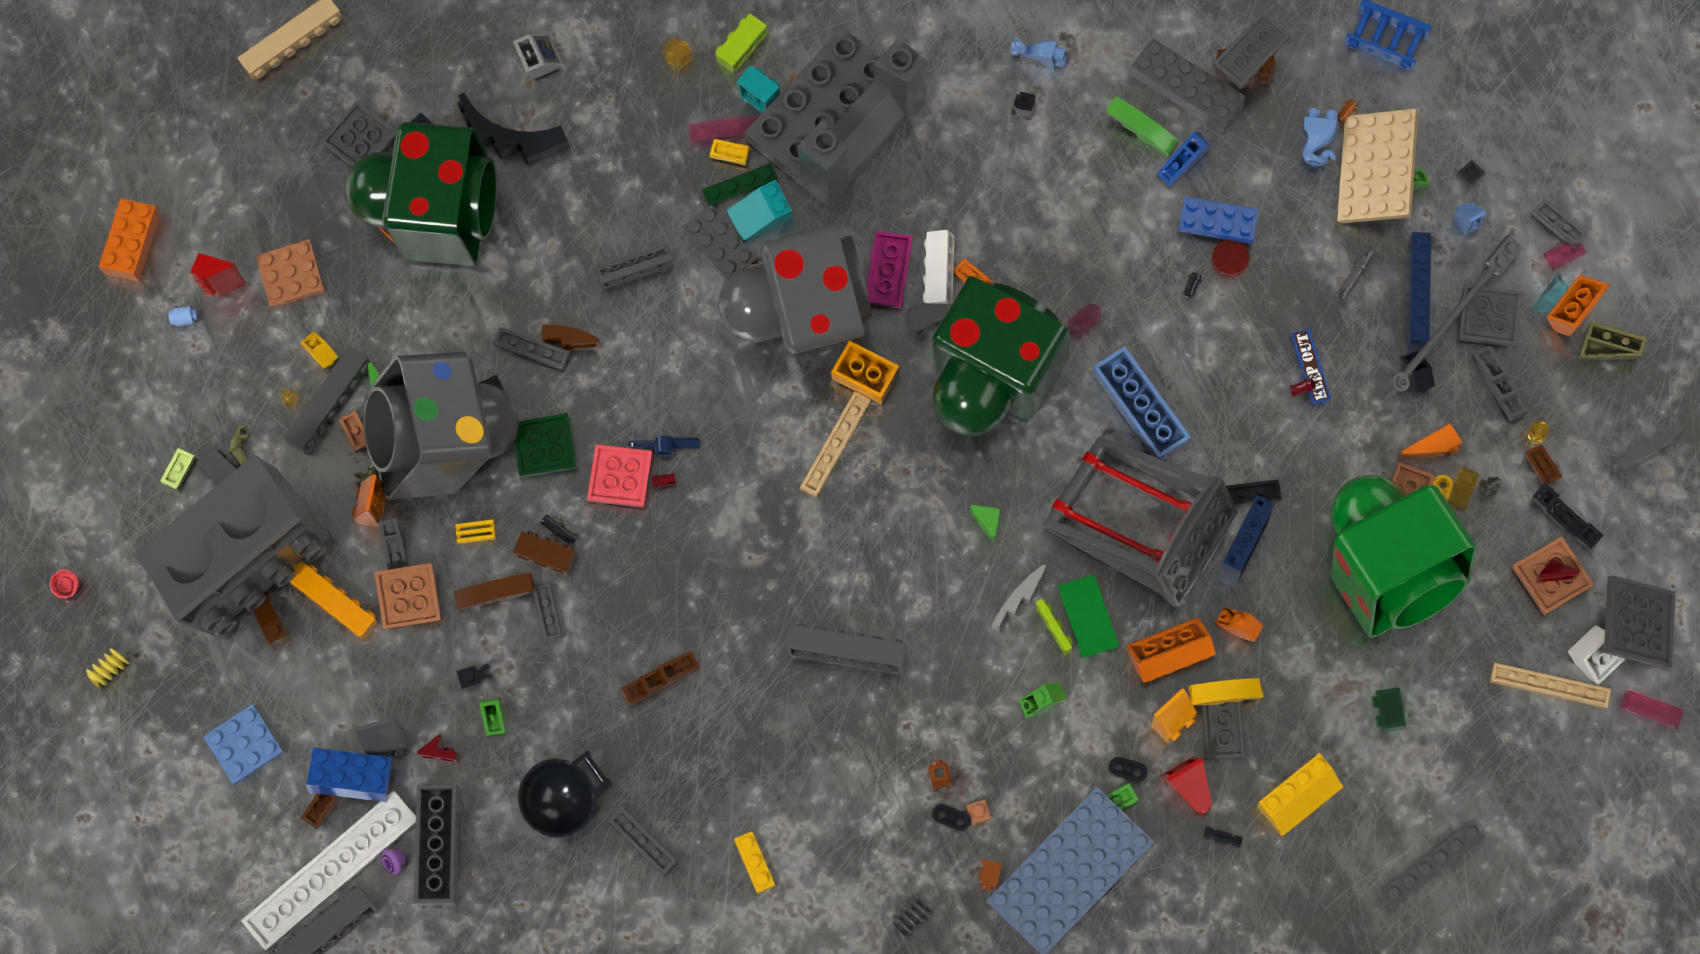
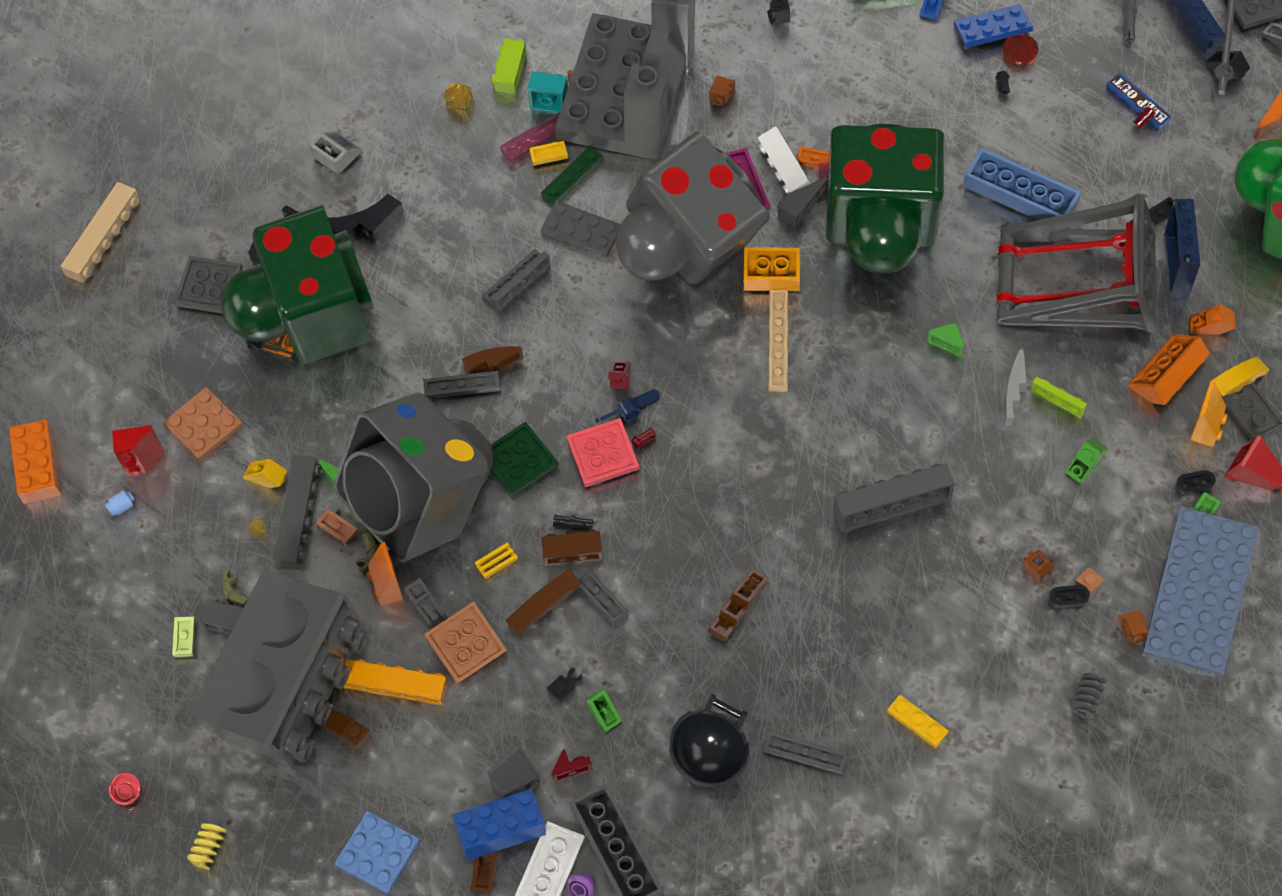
camera: 30 degrees left, 10 degrees down
(675, 406) = (619, 375): none -> dark red slope
(760, 211) = (603, 185): teal slope -> none
(922, 165) = (721, 90): none -> dark orange window
(1088, 616) = (1081, 376): green tile -> none

